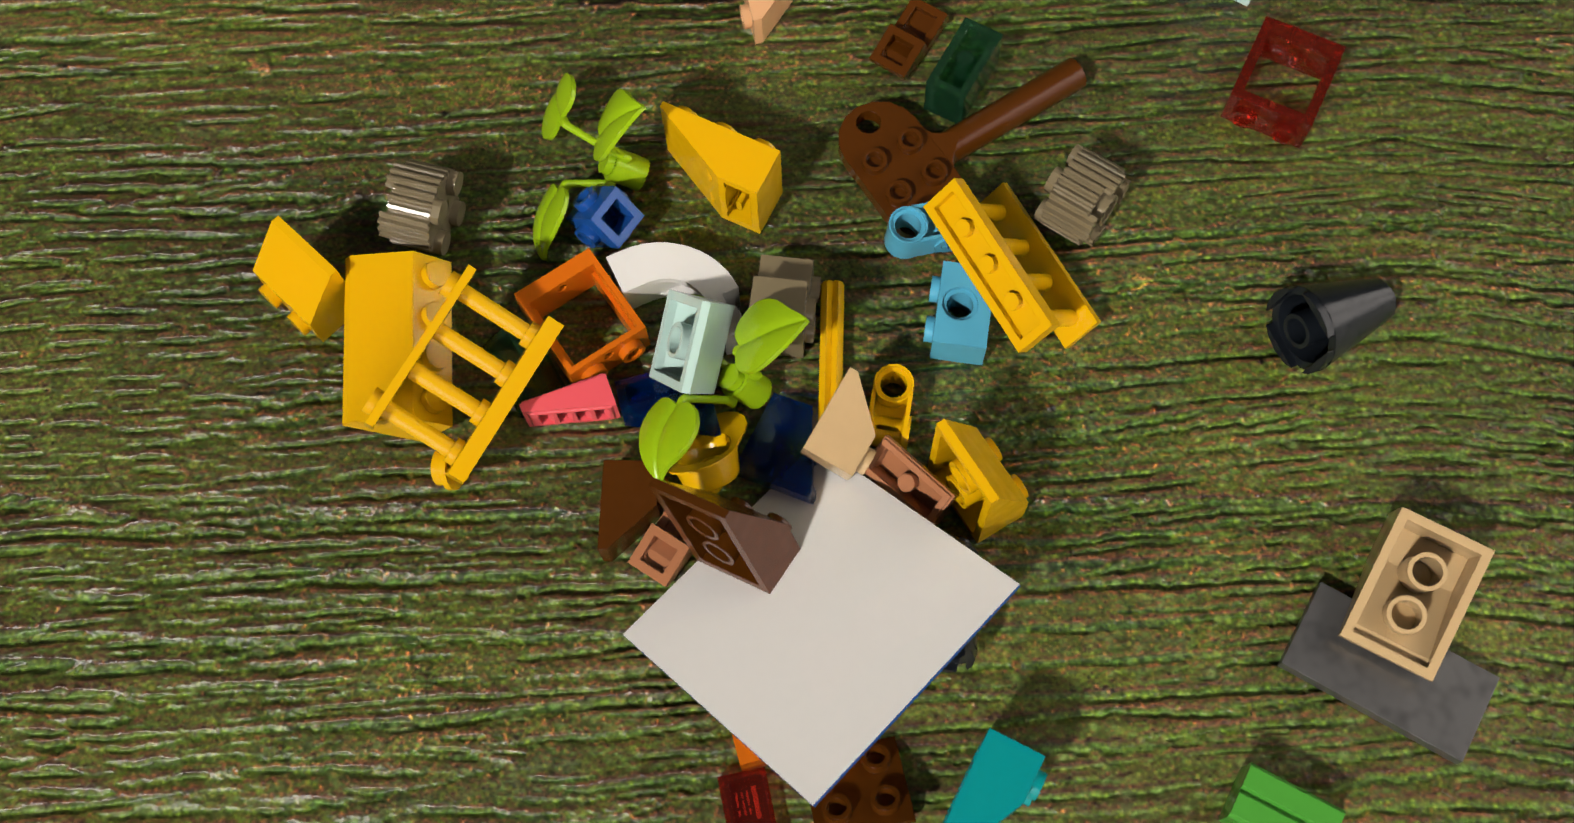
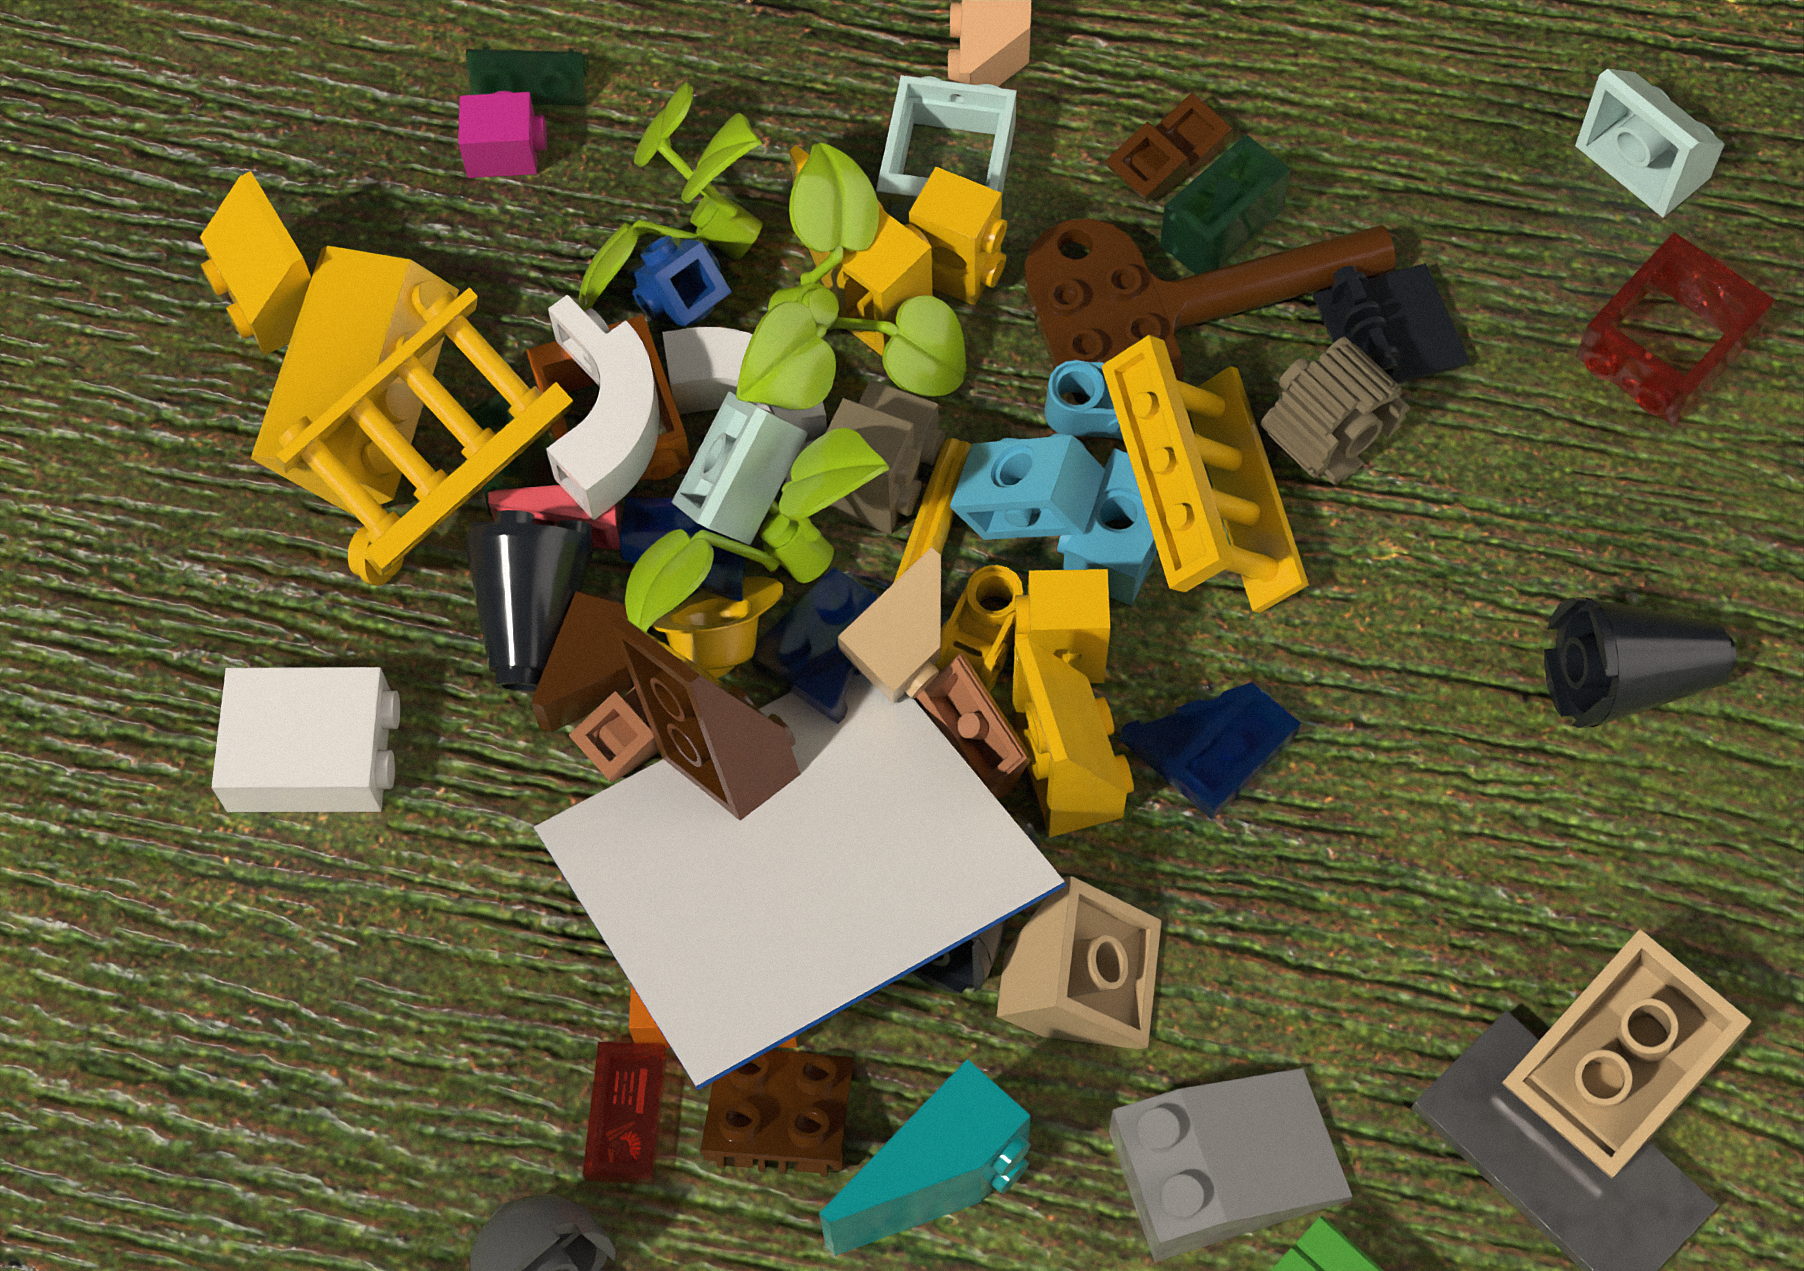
camera: 15 degrees right, 5 degrees down
(422, 206) = (443, 208): dark tan brick -> none
(441, 616) = (305, 740): none -> white brick
(444, 139) = (500, 134): none -> dark pink brick
(449, 95) = (547, 75): none -> clear green hinge
(567, 468) = (524, 589): none -> black cone
(600, 347) = (618, 437): none -> white arch
(710, 259) = (786, 358): none -> lime plant
(767, 116) = (933, 103): none -> light aqua window
(795, 131) = (964, 233): none -> yellow brick
(893, 303) = (1028, 487): none -> medium azure brick
(950, 391) = (1068, 617): none -> yellow brick
(1035, 635) = (1083, 969): none -> tan slope
(1070, 450) = (1214, 745): none -> clear blue wing
(1095, 120) = (1393, 321): none -> black hinge
(1170, 740) = (1226, 1160): none -> light grey slope

